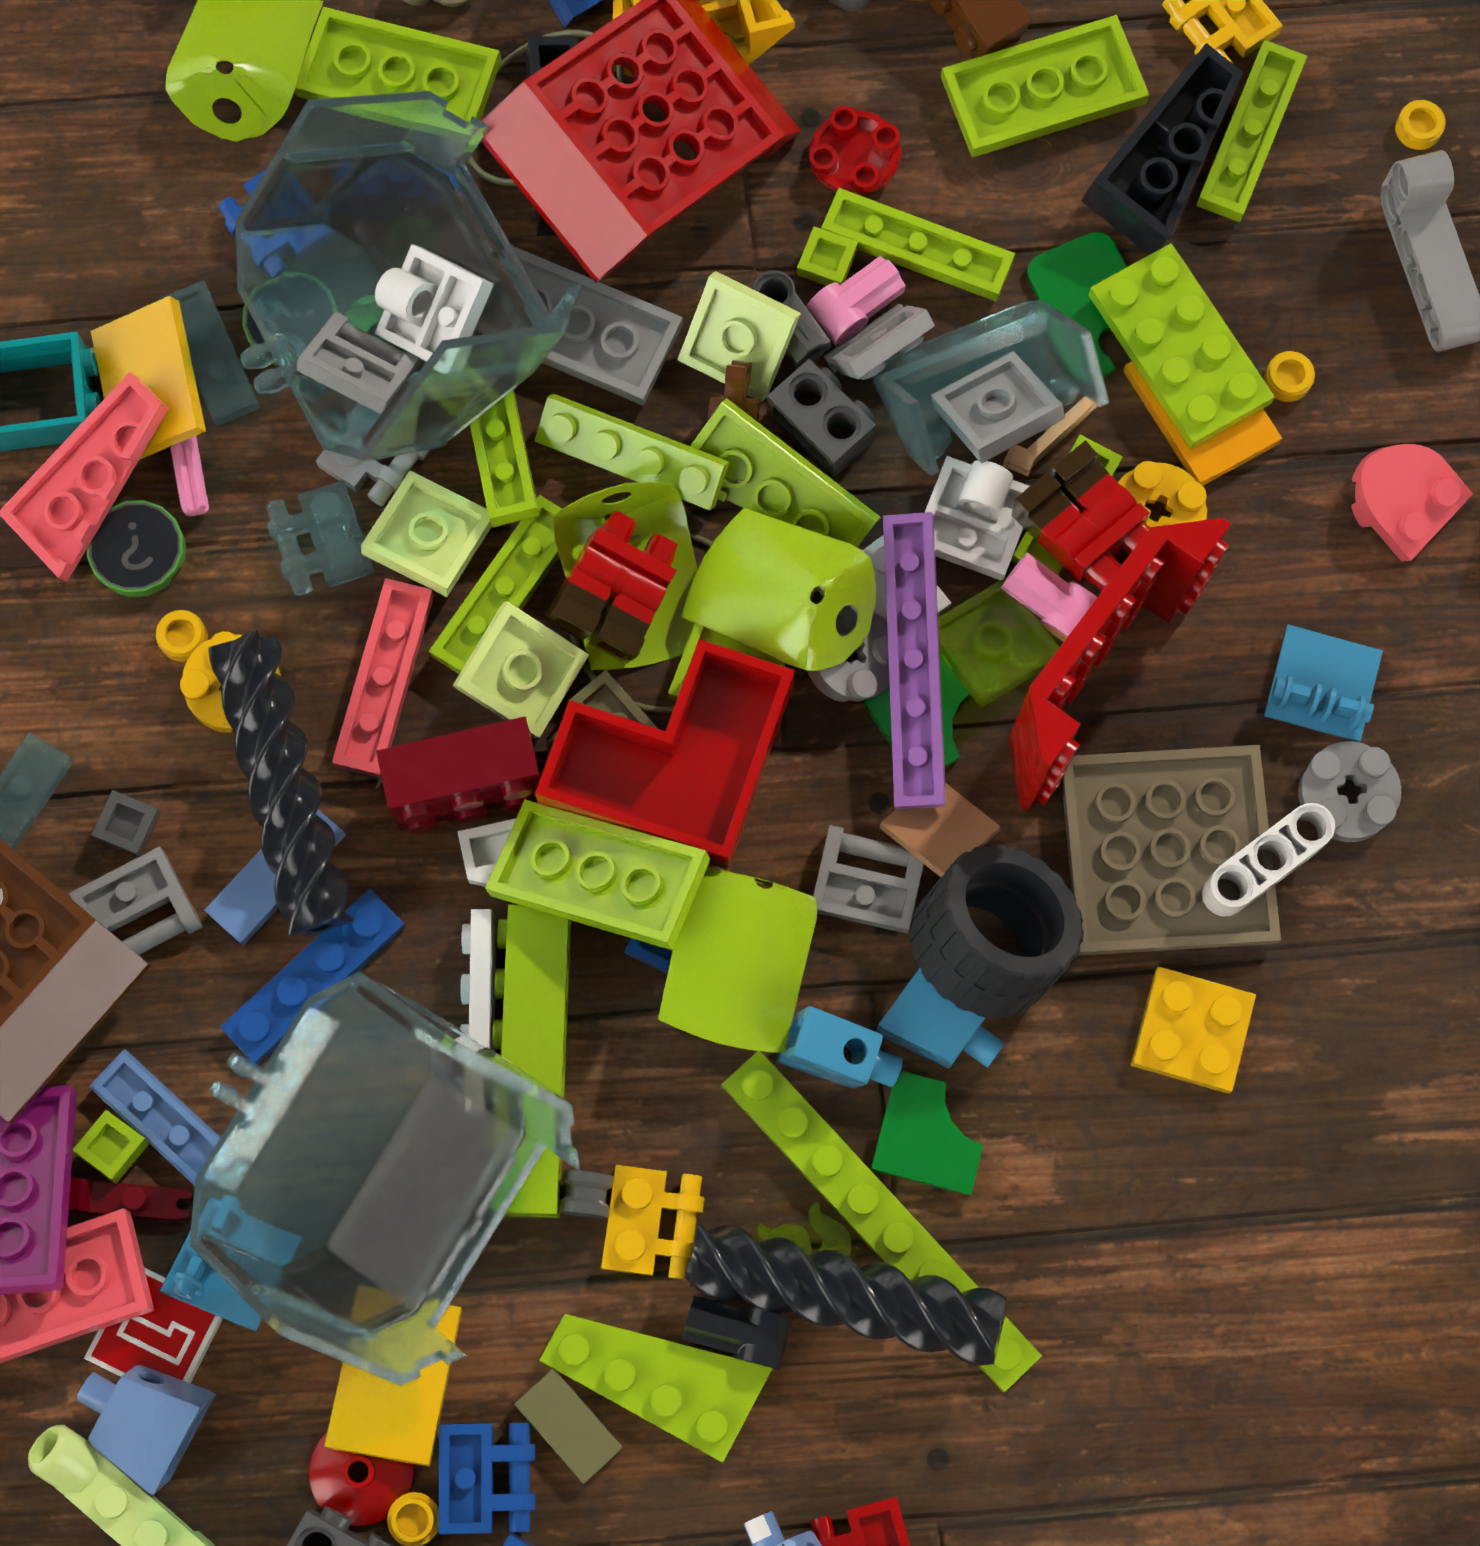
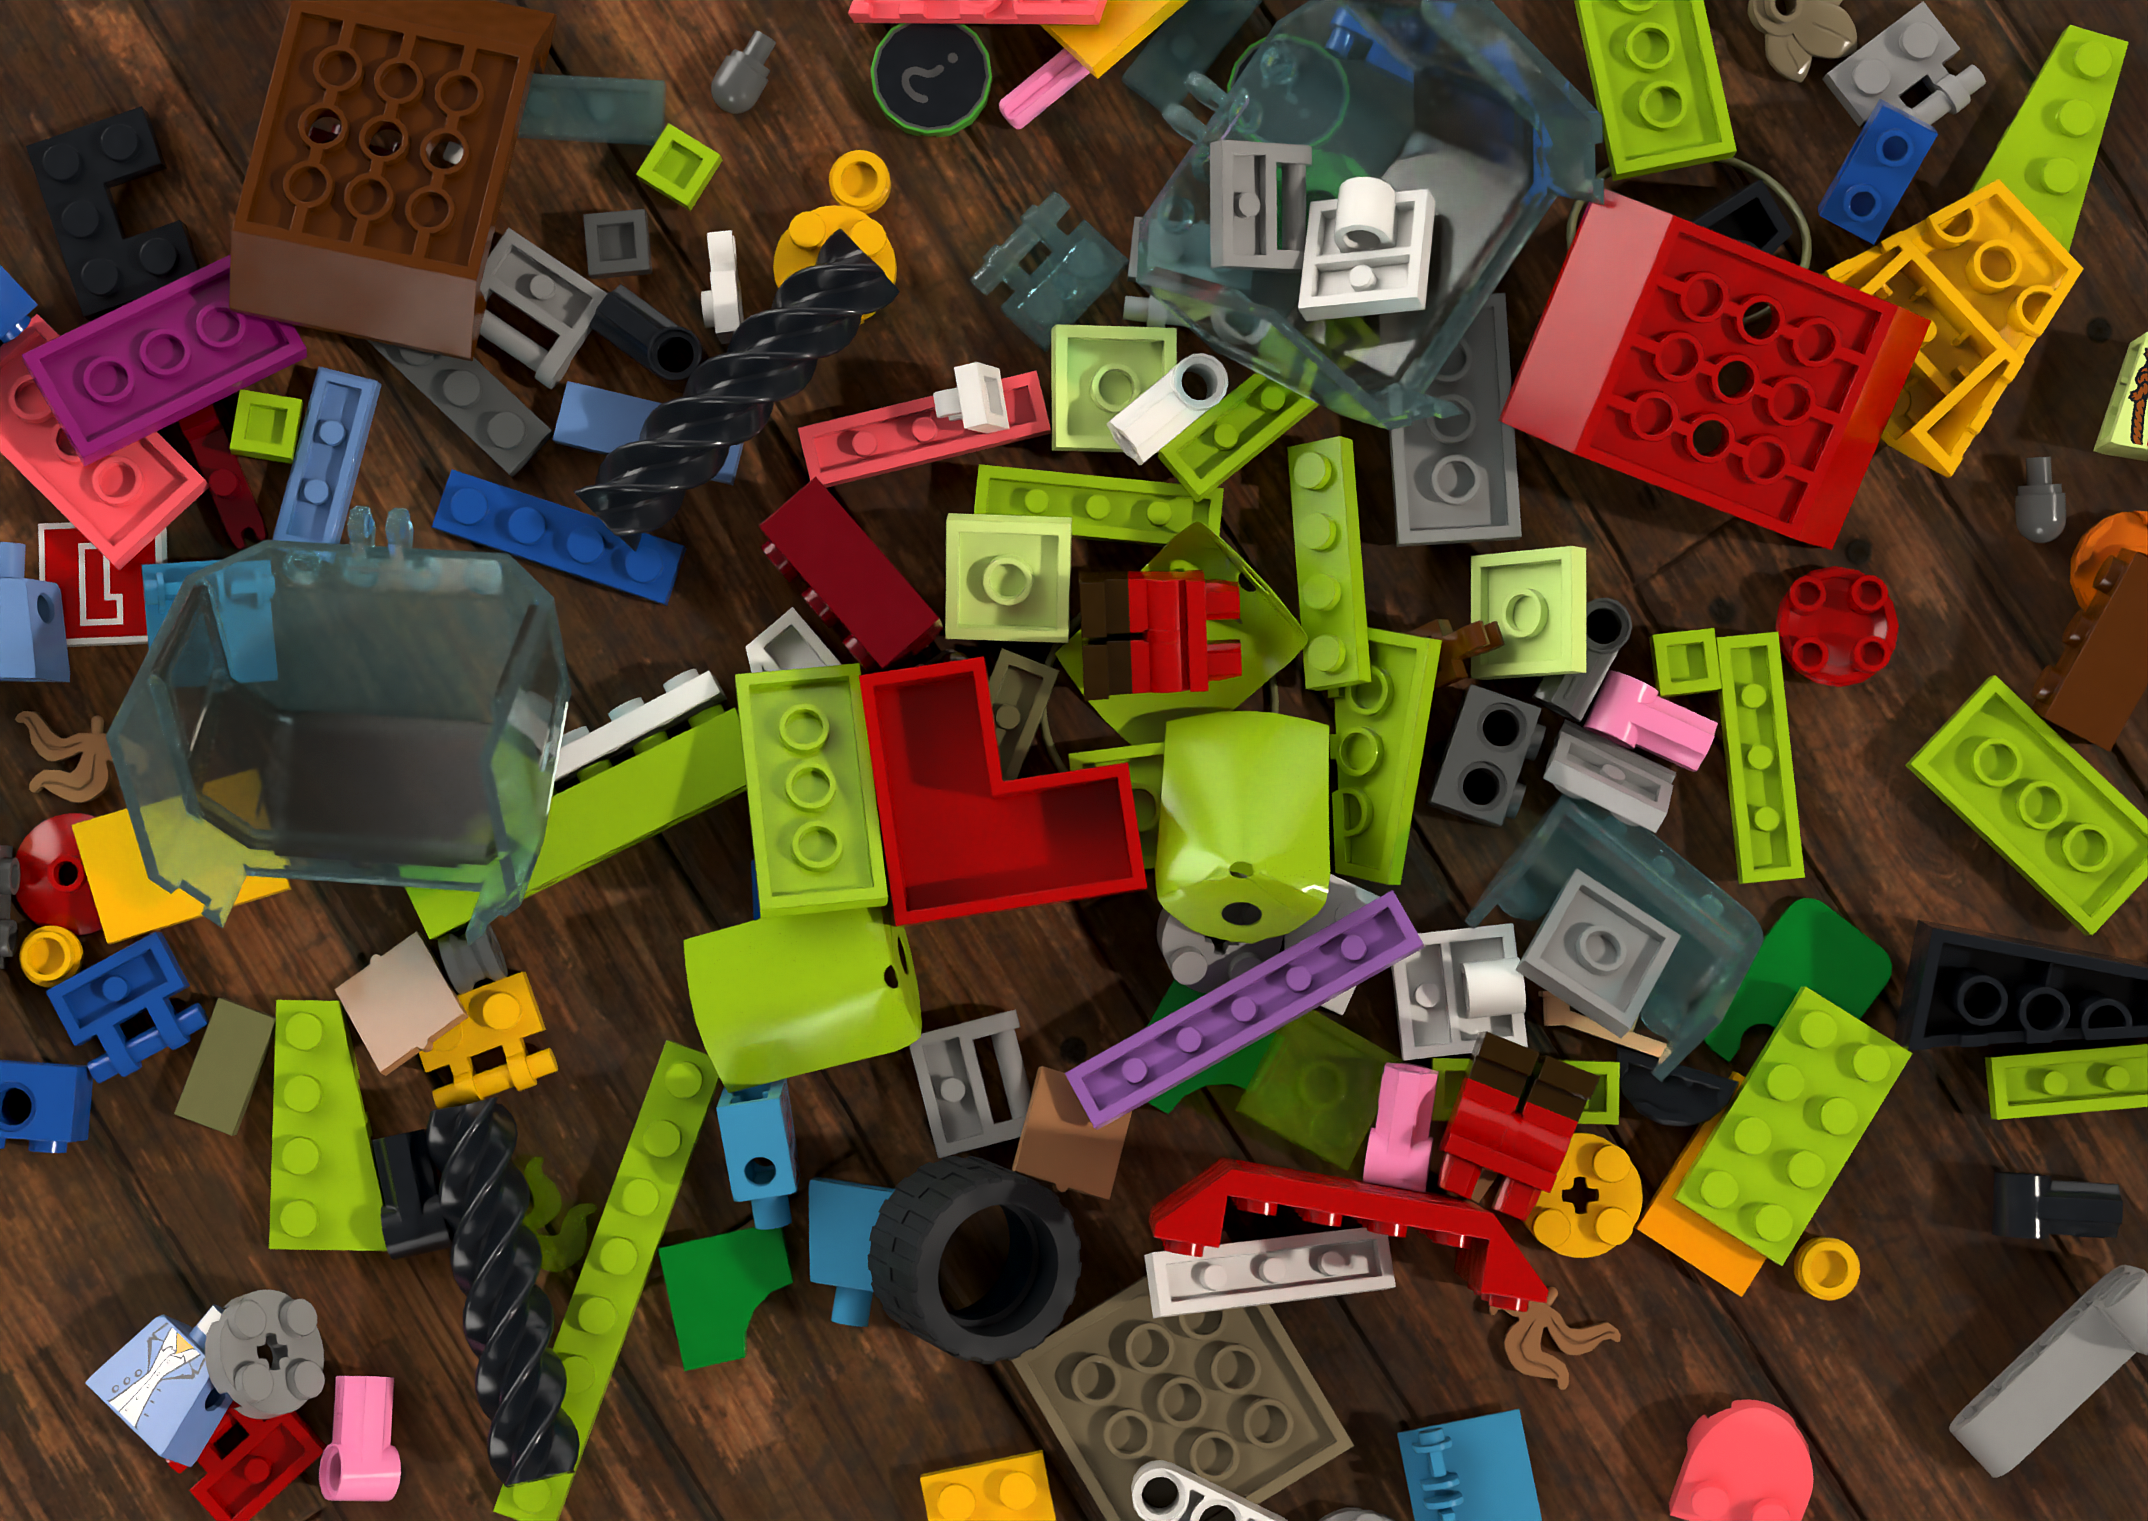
camera: 65 degrees right, 10 degrees up
(58, 675) = (743, 75): none -> dark grey cylinder
(97, 752) = (679, 167): none -> lime plate
(176, 989) = (474, 403): none -> dark grey plate
(205, 834) = (646, 335): none -> black piece
(211, 768) = (723, 303): none -> white plate
(292, 1416) = (93, 771): none -> medium nougat piece
(382, 625) = (975, 400): none -> white tile
(462, 495) = (1166, 408): none -> white piece
(591, 1265) = (401, 1003): none -> piece
(826, 1493) = (296, 1347): none -> light grey plate
(915, 1470) = (361, 1458): none -> bright pink piece
(1107, 737) = (1269, 1272): none -> white plate
(1123, 414) = (1680, 1099): none -> black plate
(1237, 597) = (1524, 1339): none -> medium nougat piece
(1317, 216) = (2037, 1206): none -> black piece

